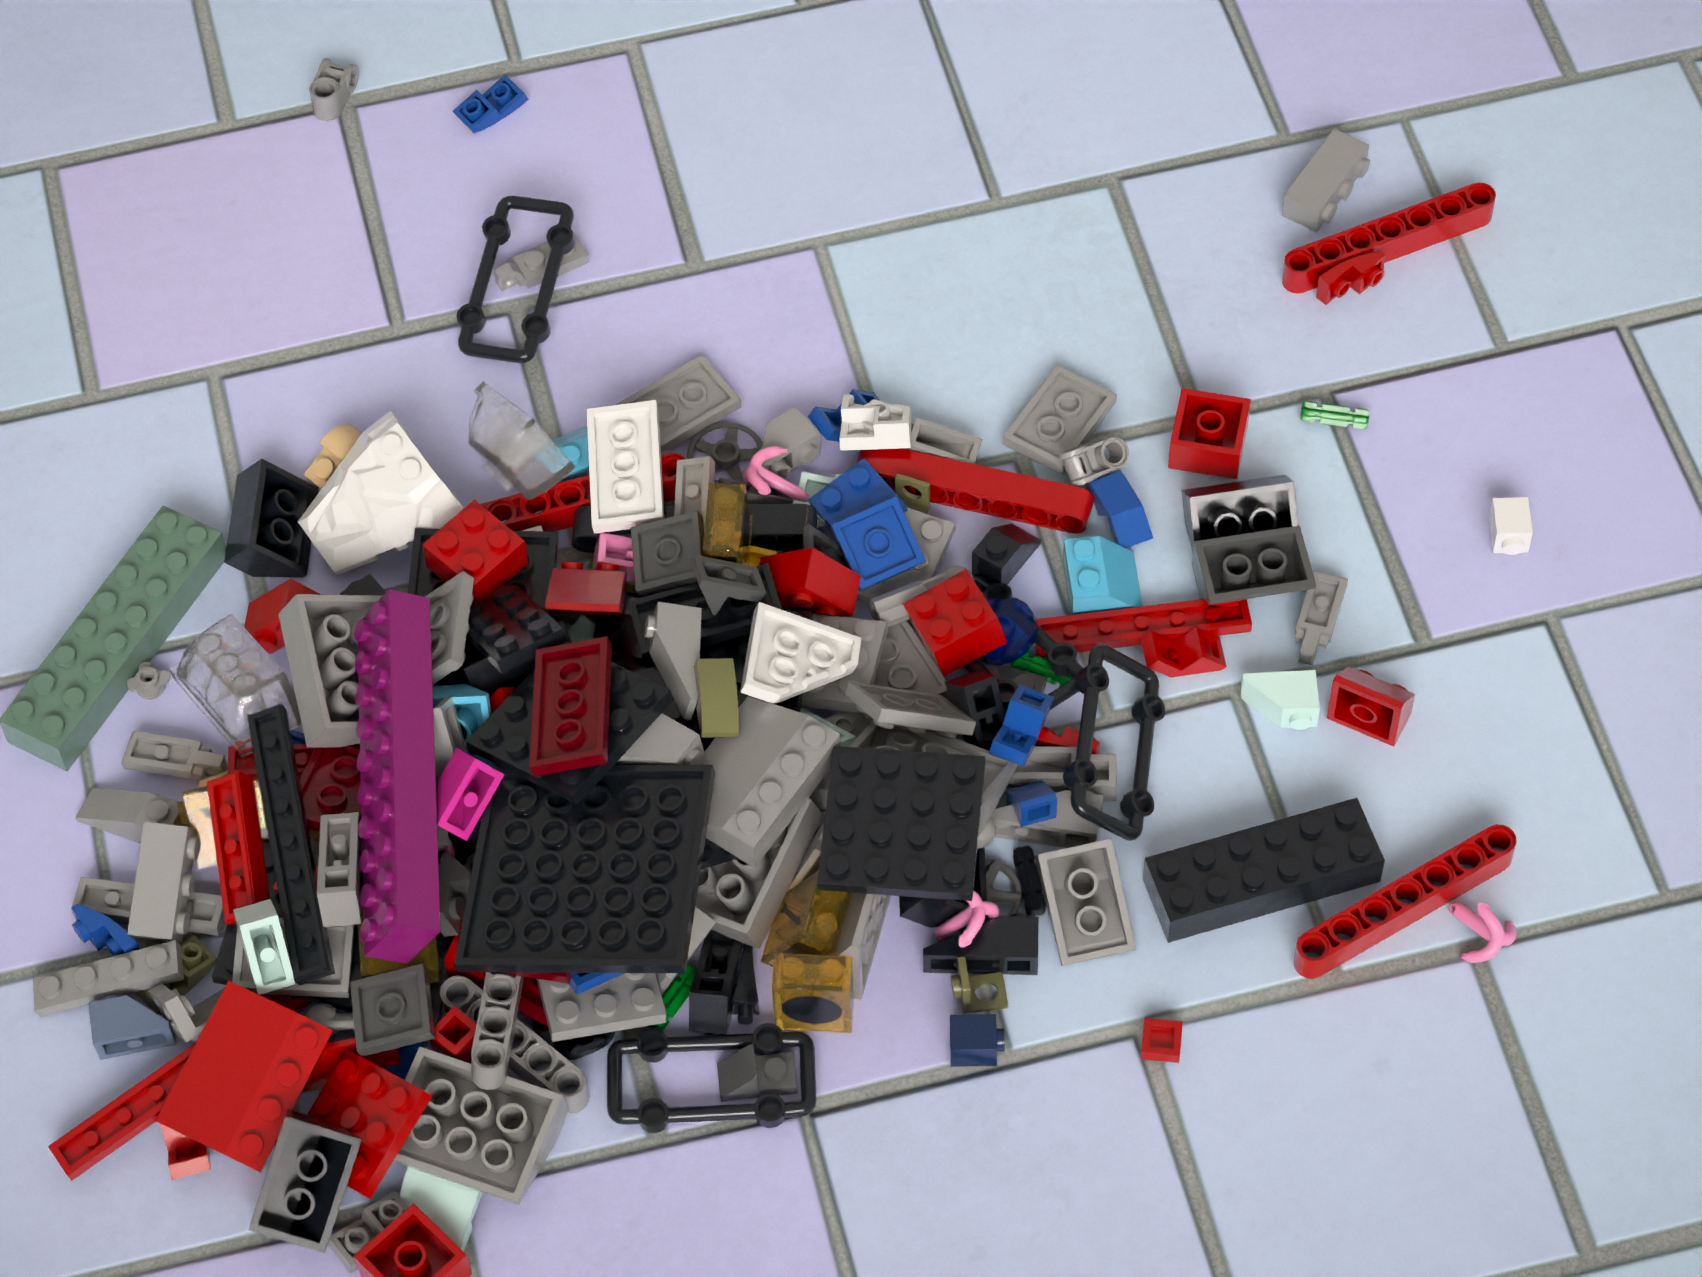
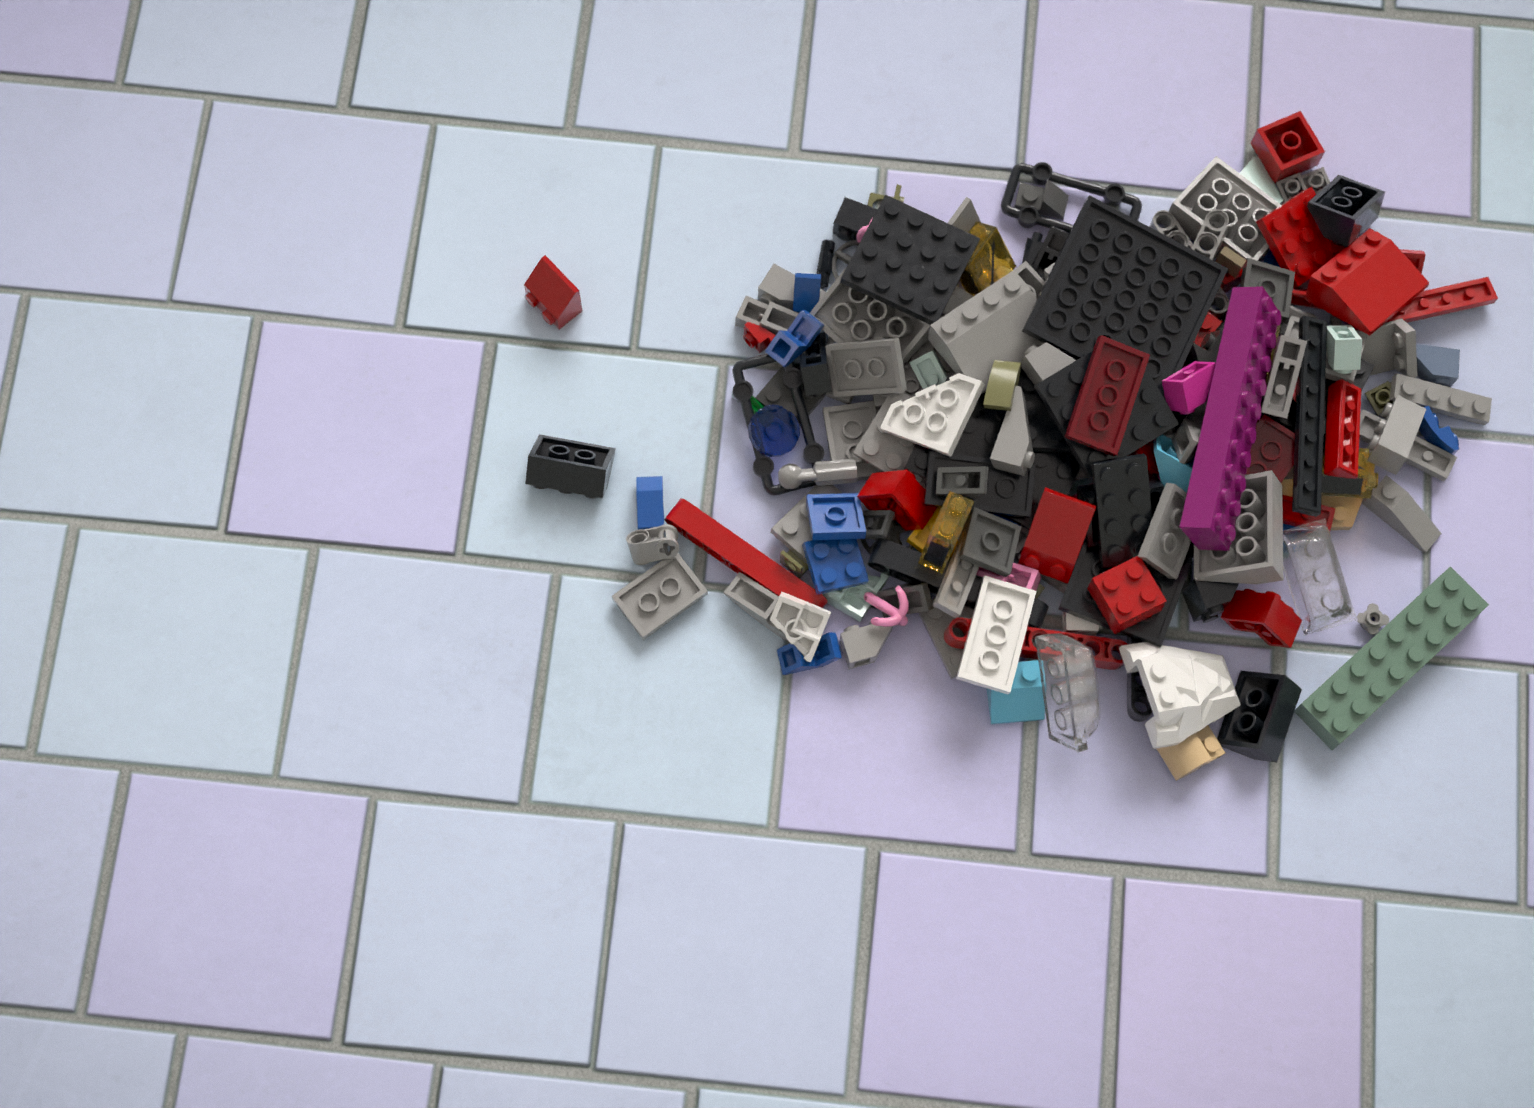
camera: 165 degrees left, 15 degrees up
(171, 756) = (1368, 551): light grey hinge -> none
(454, 1022) = (1231, 261): none -> dark tan tile
(494, 105) = (988, 1068): blue slope -> none
(530, 266) = (991, 888): light grey hinge -> none
(535, 325) = (978, 881): black bar -> none
(688, 401) = (930, 710): light grey plate -> none
(726, 451) = (909, 660): dark grey wheel -> none
(813, 992) = (1000, 212): clear yellow brick -> none
(955, 622) = (806, 434): red brick -> none
(975, 1040) = (901, 170): dark blue brick -> none
(1003, 553) = (743, 499): black slope -> none
(1082, 772) = (734, 352): black bar -> none
(1085, 902) = (796, 235): light grey slope -> none
(1099, 575) = (687, 454): medium azure slope -> none
(1126, 626) = (672, 411): red plate -> none
(1161, 1040) = (787, 133): red plate -> none
(1188, 655) = (653, 383): red slope -> none
(1209, 433) = (562, 533): red brick -> none
(1252, 565) = (584, 412): dark grey slope -> none
(1262, 869) = (676, 211): black brick -> none
(1283, 697) = (604, 323): light aqua slope -> none
(1319, 614) = (552, 377): light grey hinge -> none
(1326, 180) = (367, 729): light grey brick -> none
(1334, 415) = (463, 529): axle -> none
(1353, 273) = (382, 635): red slope -> none
(1392, 234) = (336, 653): red beam -> none
(1398, 915) = (586, 158): red beam -> none
(1487, 927) = (557, 117): bright pink piece -> none
(1510, 525) = (391, 392): white brick -> none

